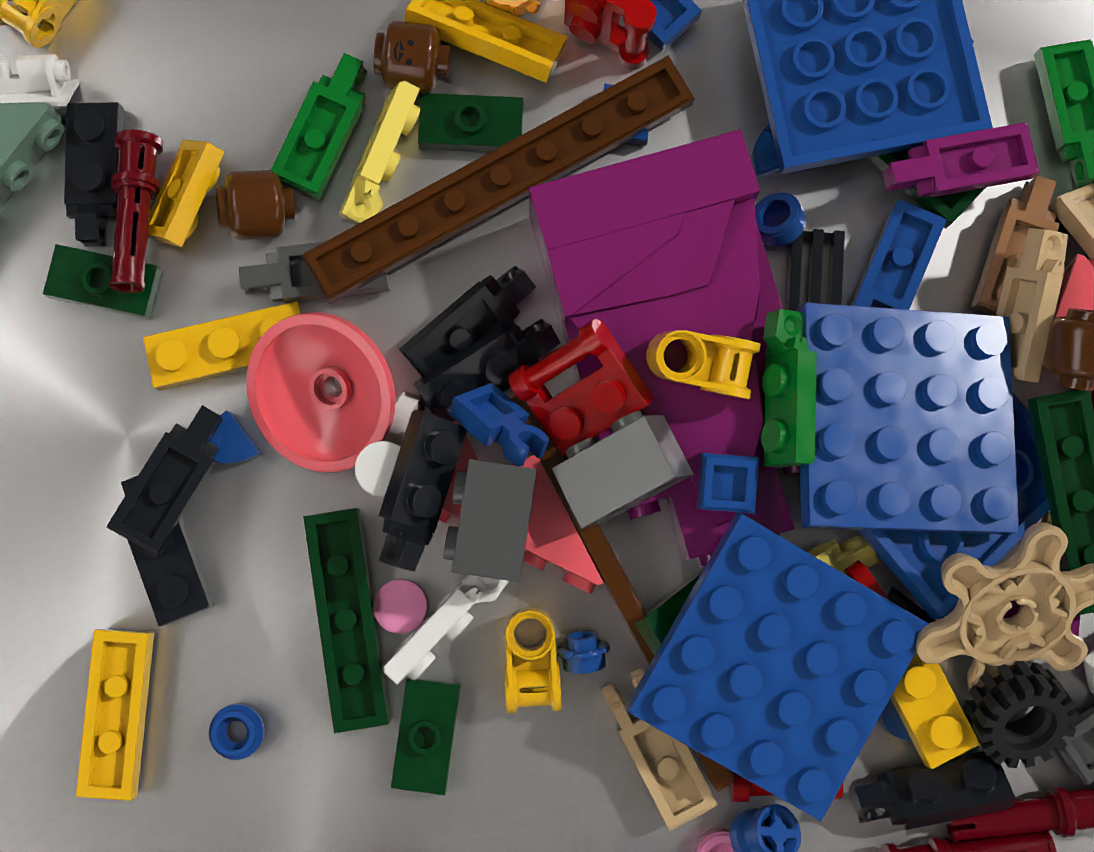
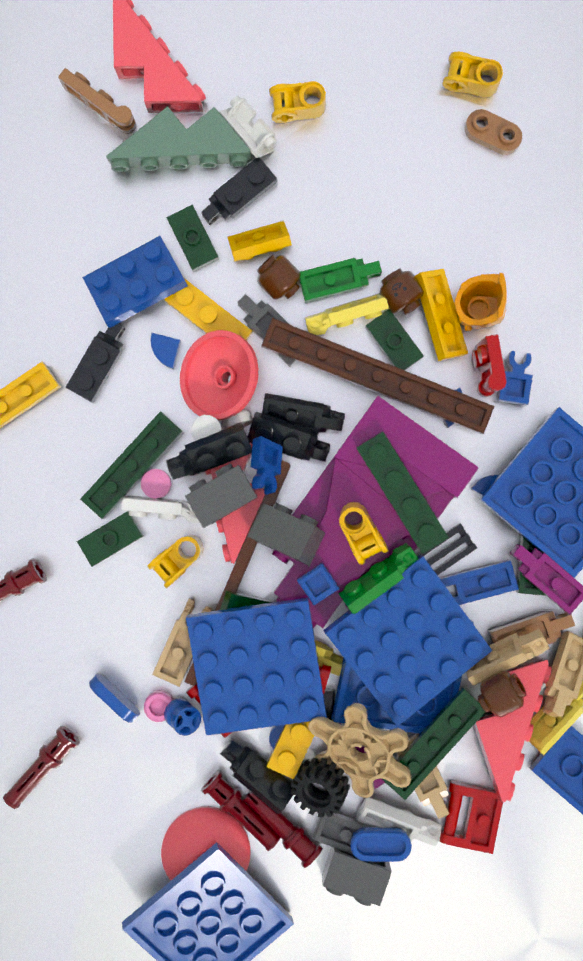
camera: 55 degrees right, 5 degrees up
(94, 407) = (134, 281): none -> blue plate
(135, 188) = (244, 219): dark red pin -> none
(167, 483) = (127, 342): black hinge -> none
(221, 738) = (41, 450): blue plate -> none
(583, 652) = (198, 578): blue plate -> none
(590, 403) = (307, 497): red plate -> none
(692, 259) = (402, 492): none -> dark green plate
(779, 219) = (459, 514): blue tile -> none

